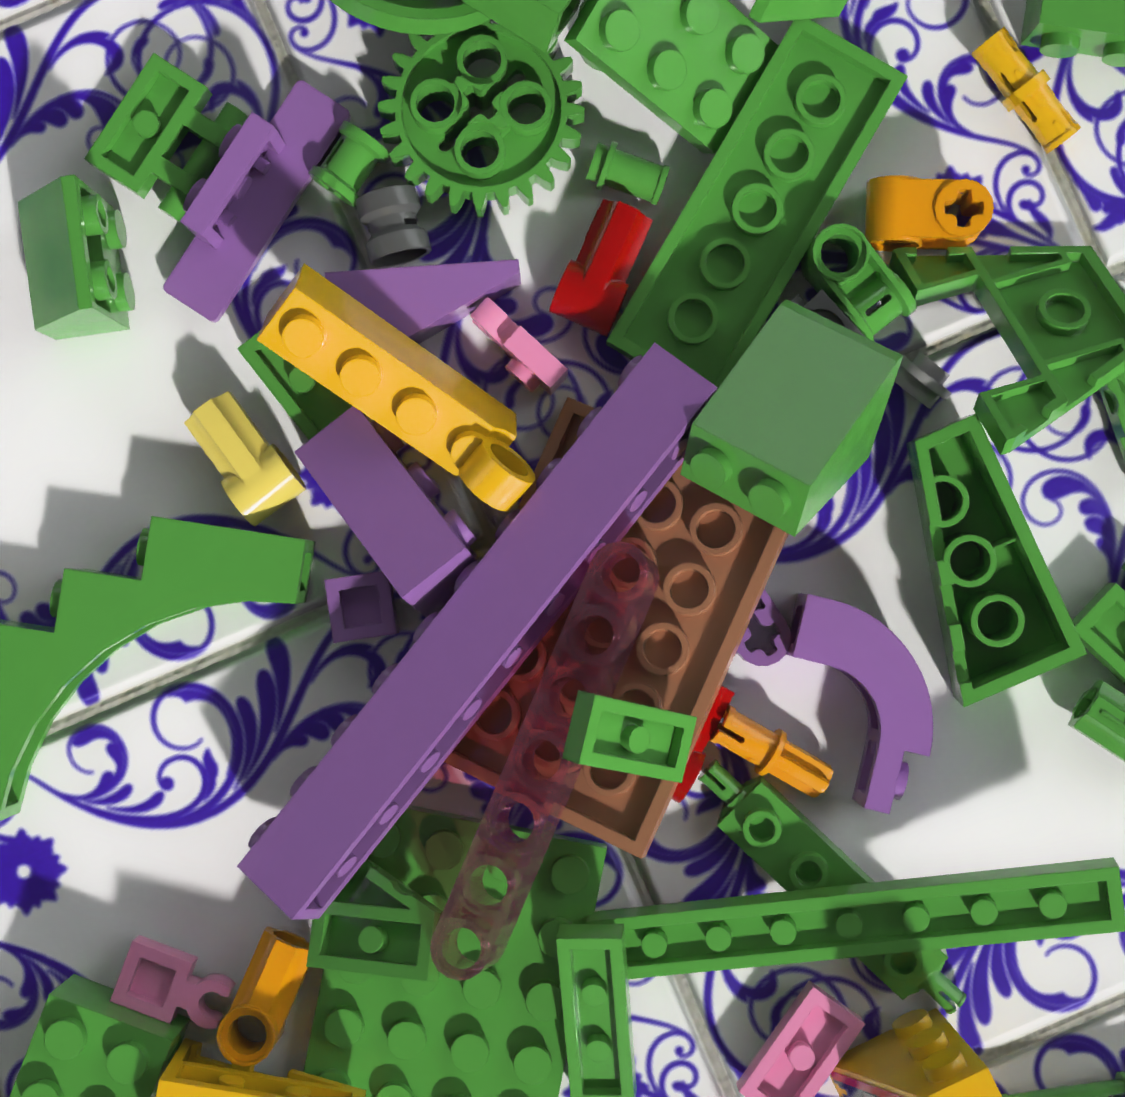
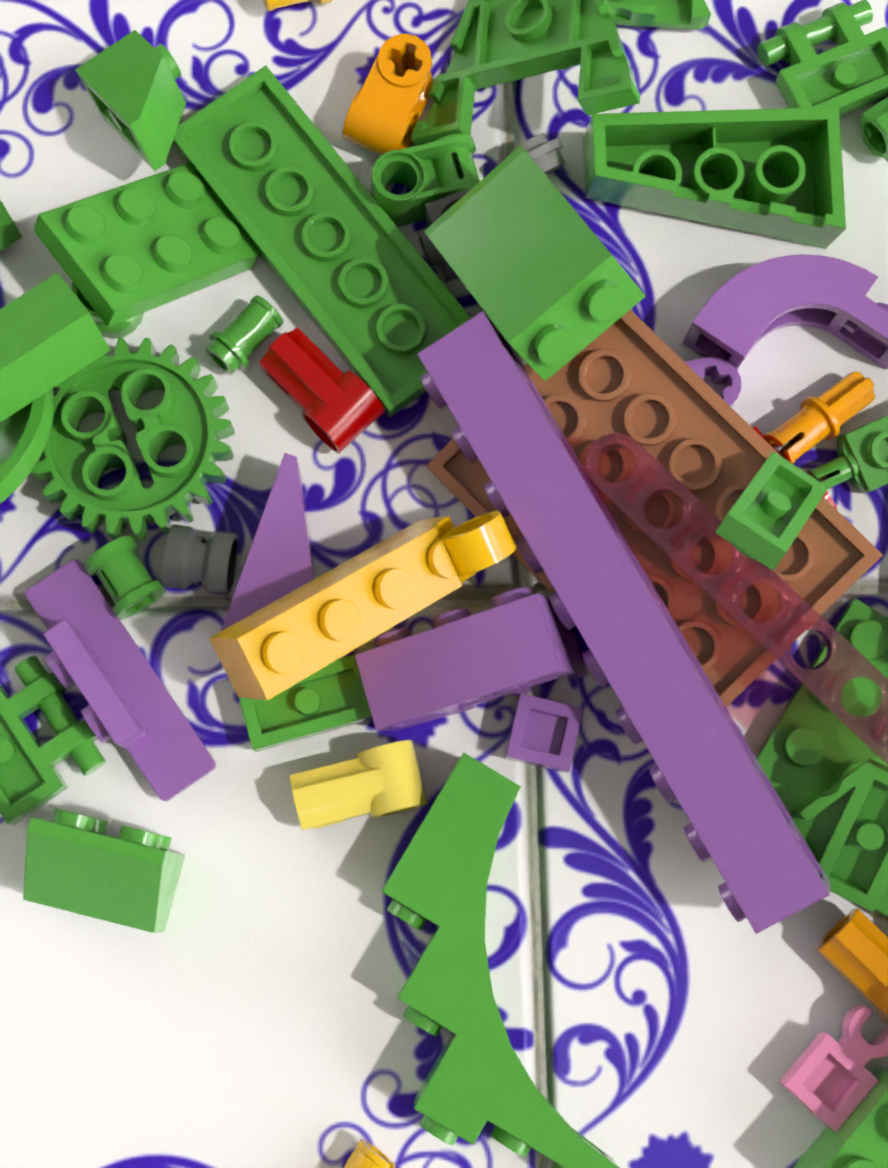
camera: 70 degrees left, 10 degrees down
(530, 361) = (375, 486): bright pink plate -> none

